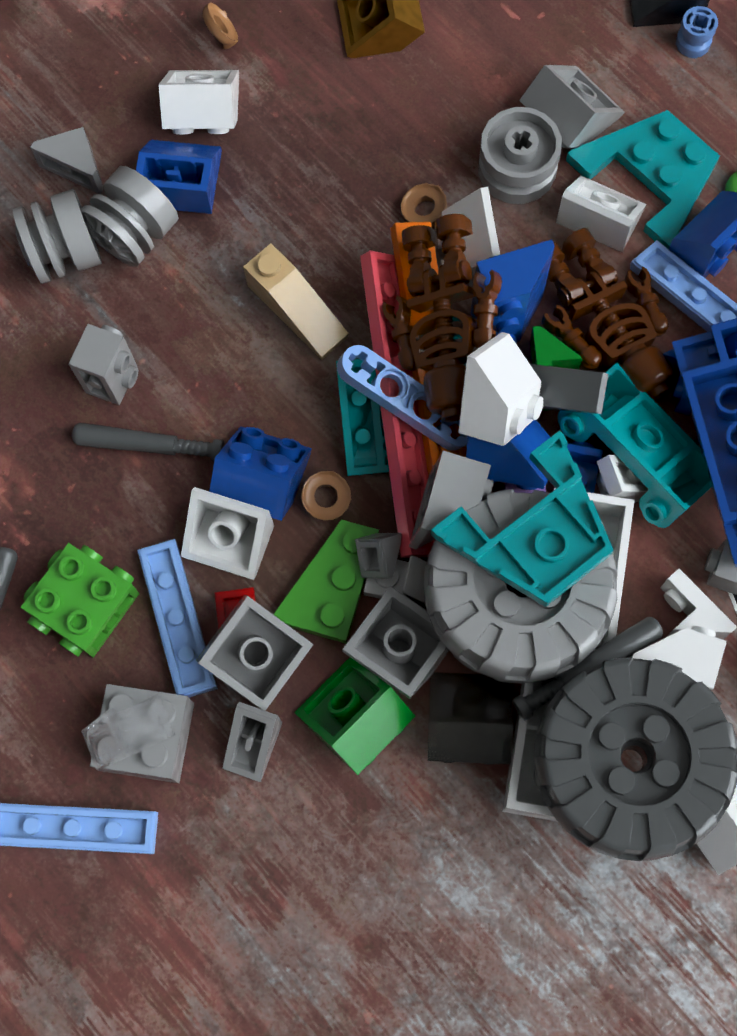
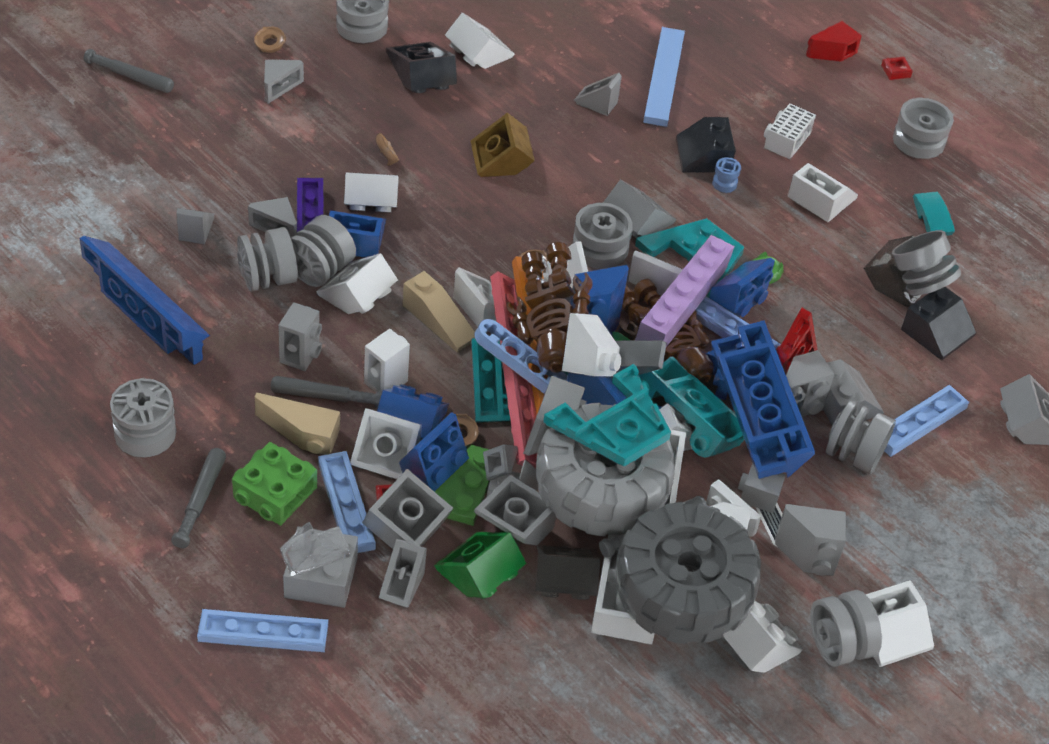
camera: 10 degrees left, 25 degrees down
(117, 129) = (309, 200): none -> dark purple plate
(123, 504) = (303, 424): none -> tan slope
(186, 263) = (359, 284): none -> white slope
(223, 400) = (386, 361): none -> white brick
(290, 553) = (437, 454): none -> blue slope
(341, 268) = (474, 296): none -> white slope
(634, 263) = (686, 292): none -> lavender brick

